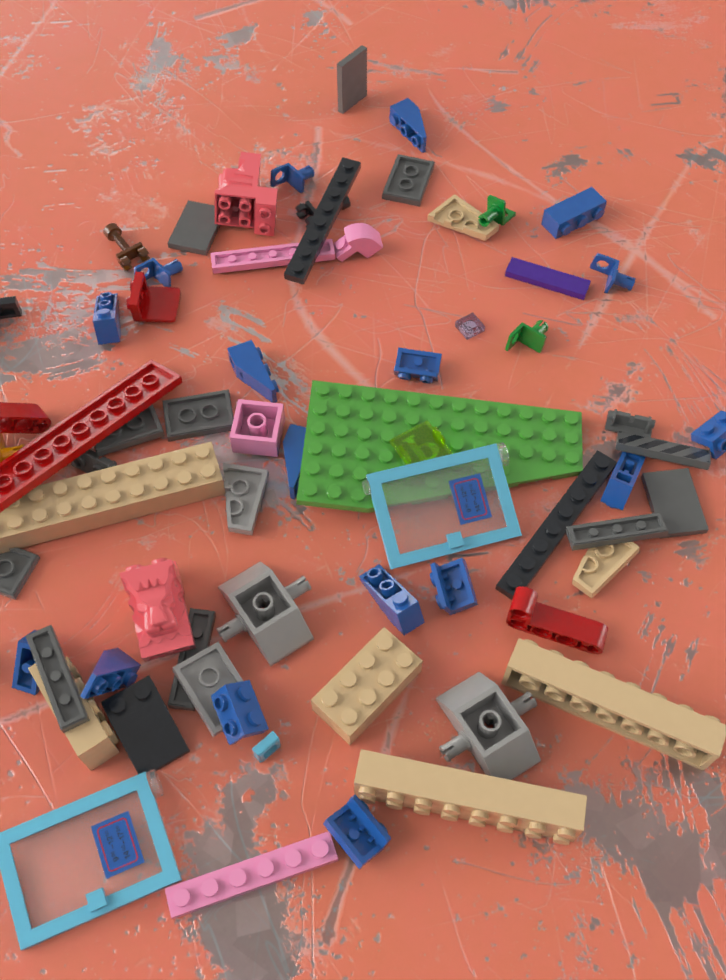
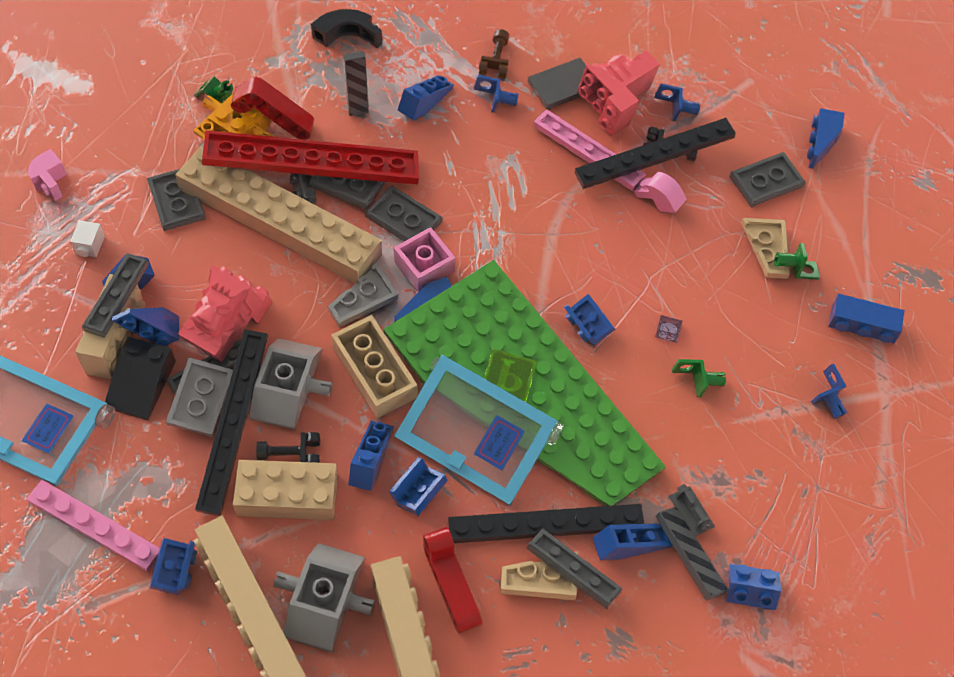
camera: 45 degrees right, 0 degrees up
(52, 344) = (356, 83): none -> dark grey tile
(152, 302) = (466, 110): red bracket -> none
(239, 711) = (194, 423): blue bracket -> none
(249, 368) = (474, 213): blue slope -> none
(266, 747) = (186, 462): medium azure tile -> none
(268, 680) = (231, 423): none -> black plate
(312, 677) = (310, 439): none -> black bar
(317, 534) = (374, 366): none -> tan brick
(352, 79) = (811, 61): dark grey tile -> none
(547, 278) = (777, 349): dark purple tile -> none
(676, 498) = (649, 596): dark grey tile -> none

